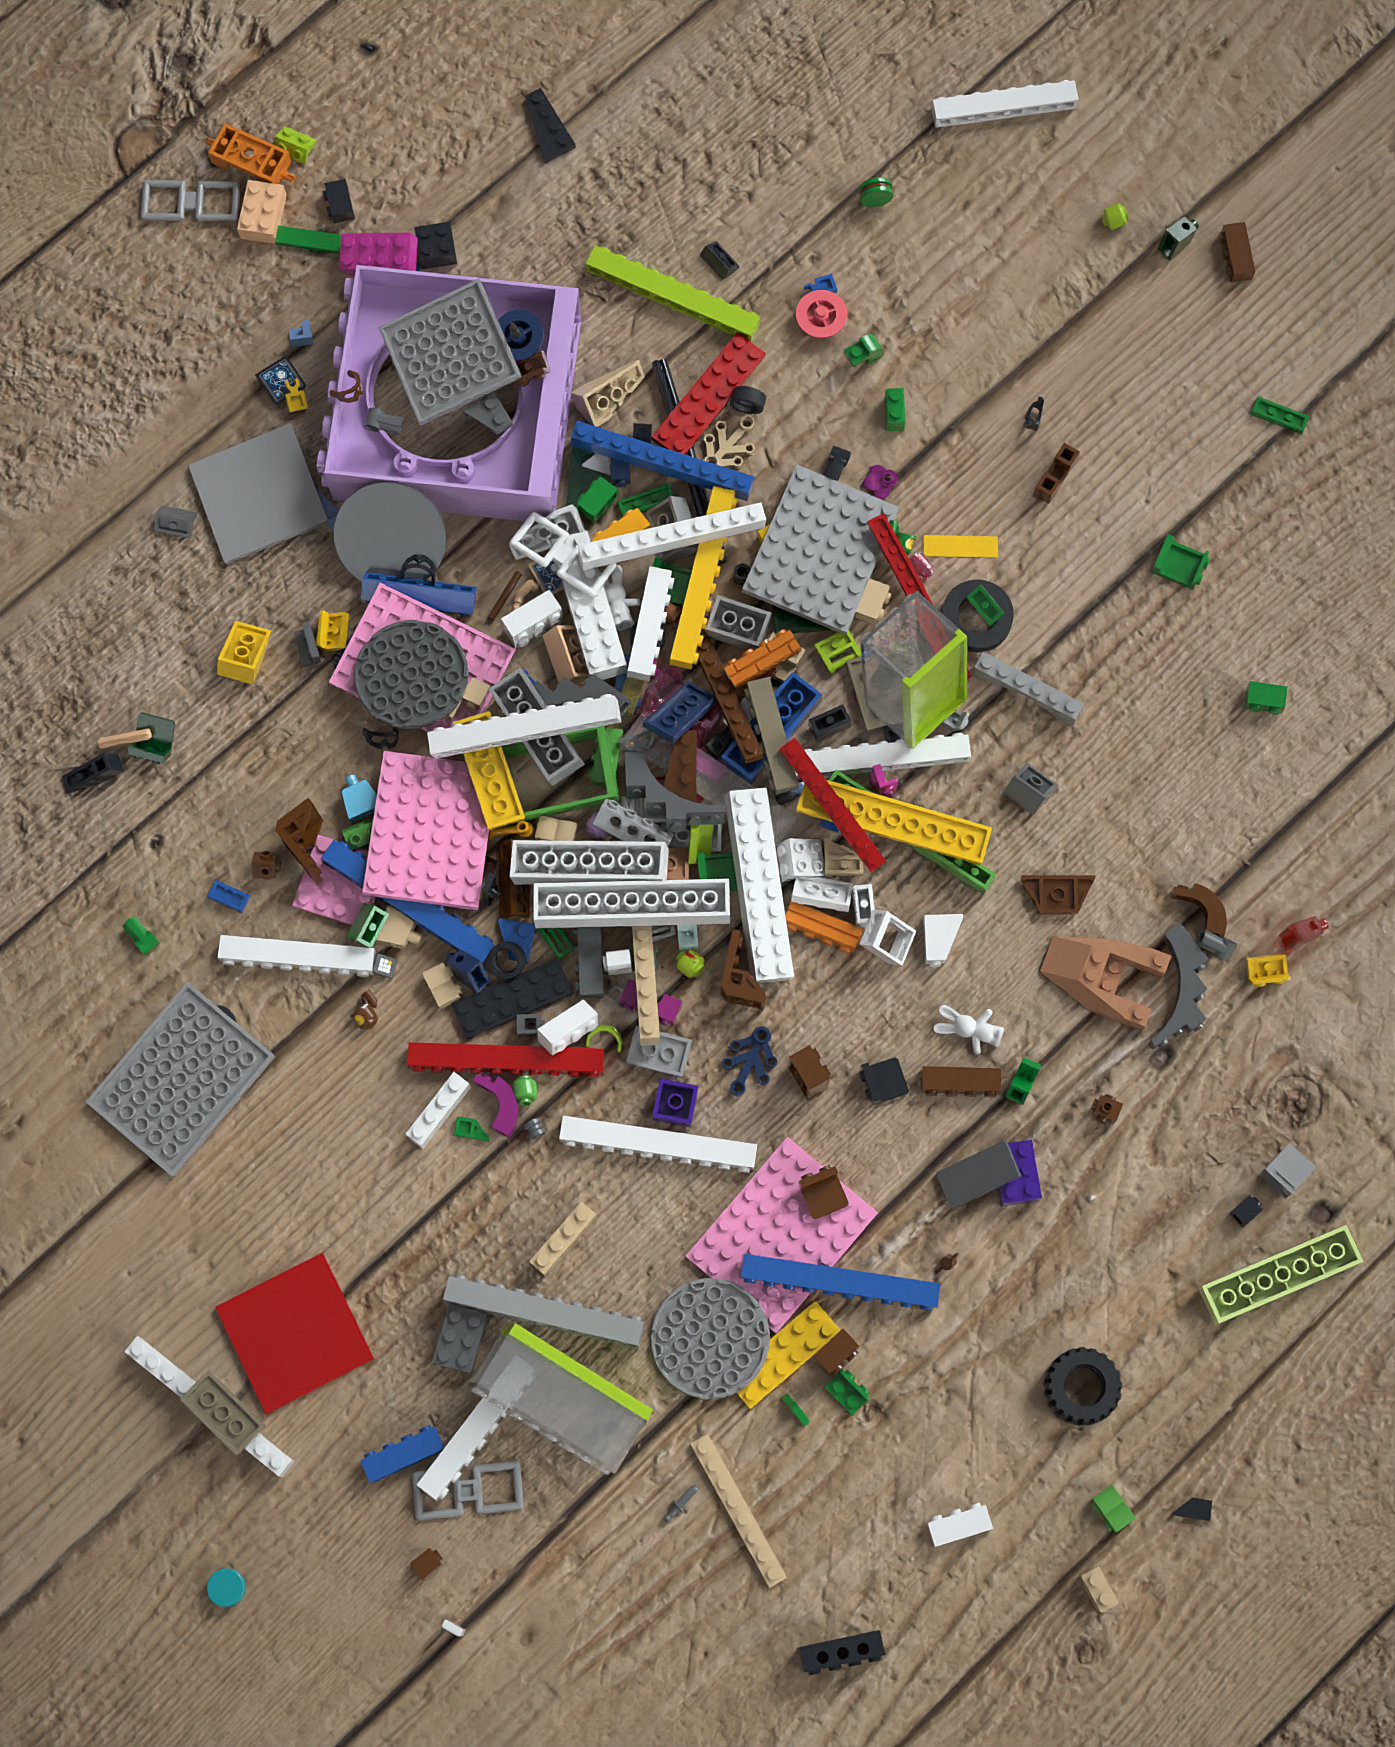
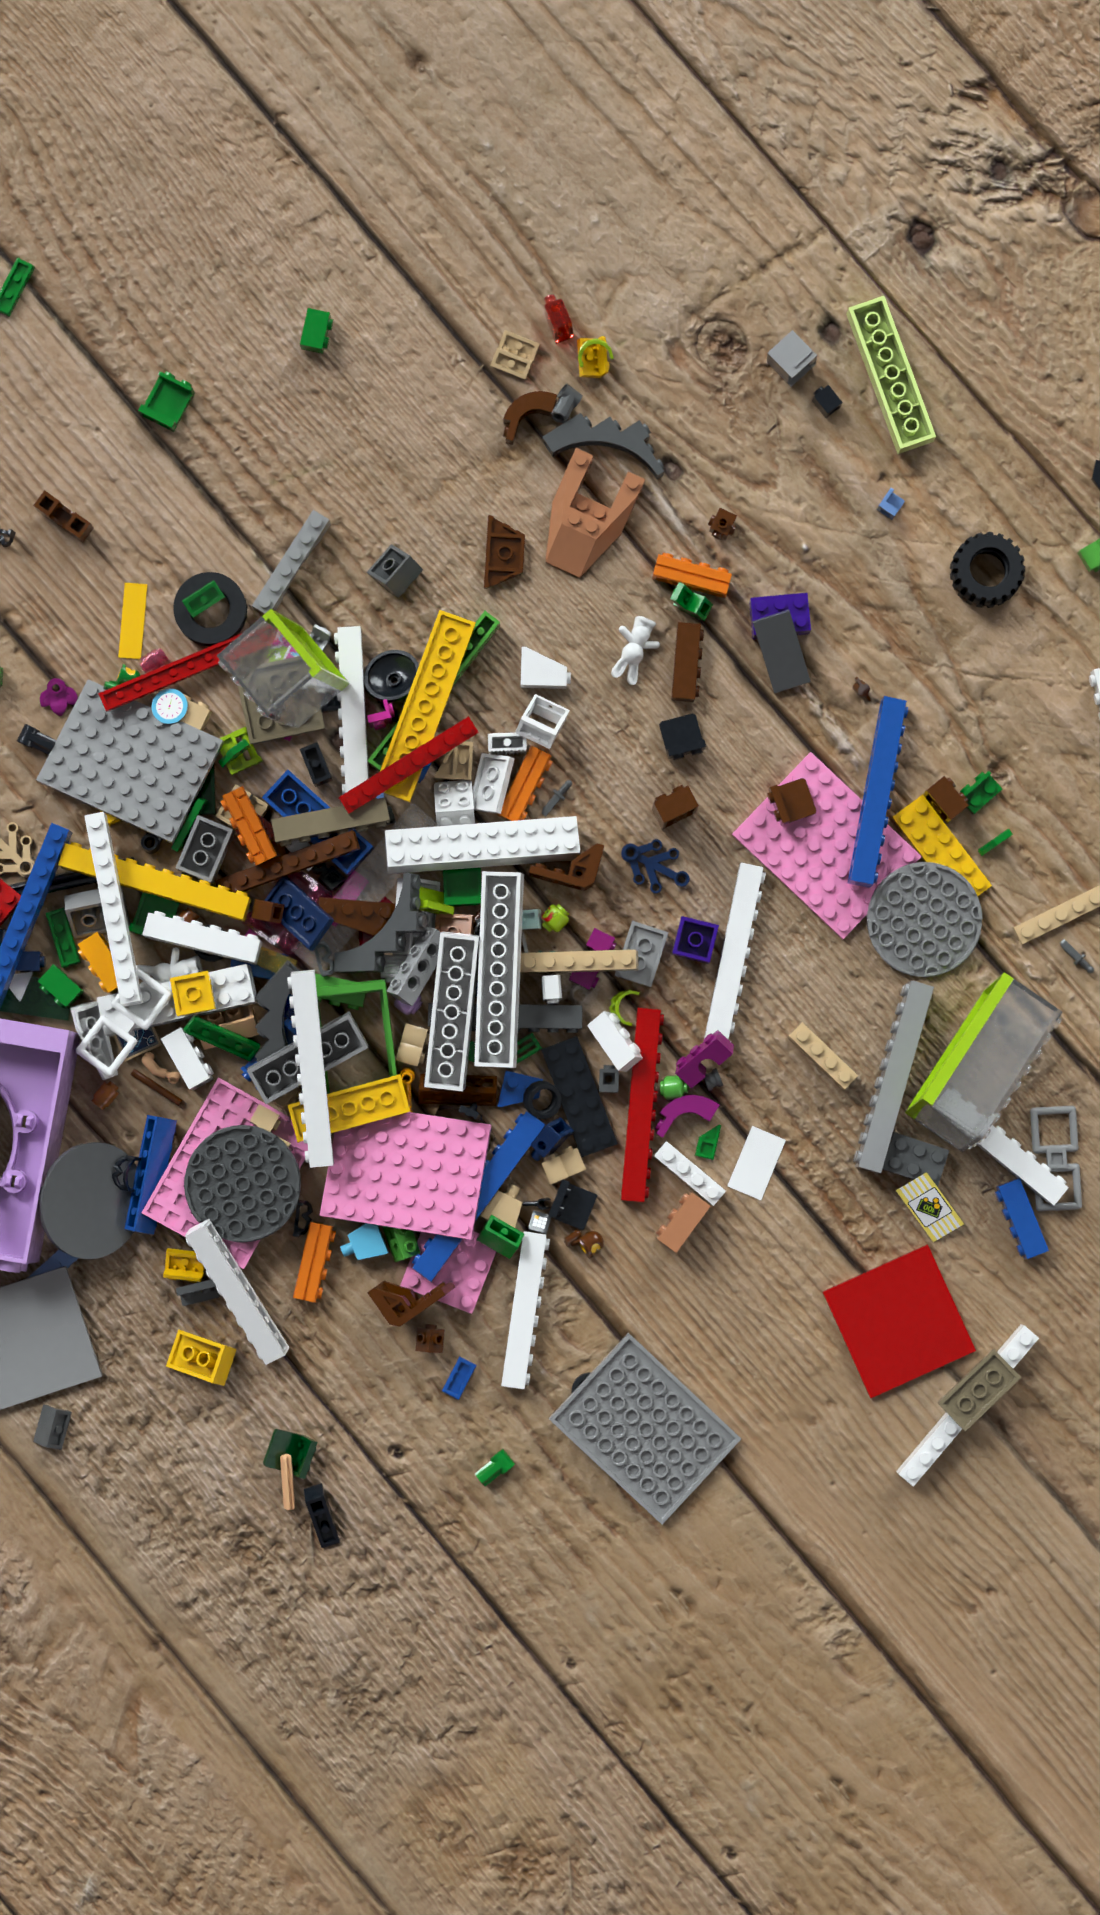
camera: 90 degrees left, 10 degrees up
(306, 677) = (236, 1291): none -> white brick
(339, 751) = (313, 1262): none -> orange brick
(388, 1103) = (682, 1221): none -> nougat brick
(402, 995) = (572, 1205): none -> black bracket
(403, 965) = (540, 1203): none -> black hand
(411, 1357) = (930, 1207): none -> sticker
(452, 1180) = (756, 1163): none -> white sticker
(494, 548) = (105, 1095): none -> dark orange brick
(553, 648) = (221, 1038): none -> green tile
(564, 1124) = (714, 1047): none -> magenta arch
(593, 614) = (192, 993): none -> yellow plate
(680, 683) = (267, 911): none -> reddish brown brick
(776, 613) = (187, 827): none -> green tile
(813, 960) = (556, 798): none -> dark grey piece
(837, 646) = (234, 752): none -> green tile
(877, 581) = (169, 706): none -> sticker
(927, 783) = (387, 668): none -> black dish
(1050, 1082) = (694, 576): none -> orange brick
(1144, 1283) = (890, 504): none -> medium blue panel
(1263, 894) = (515, 354): none -> tan slope
(1283, 970) = (590, 342): none -> lime helmet

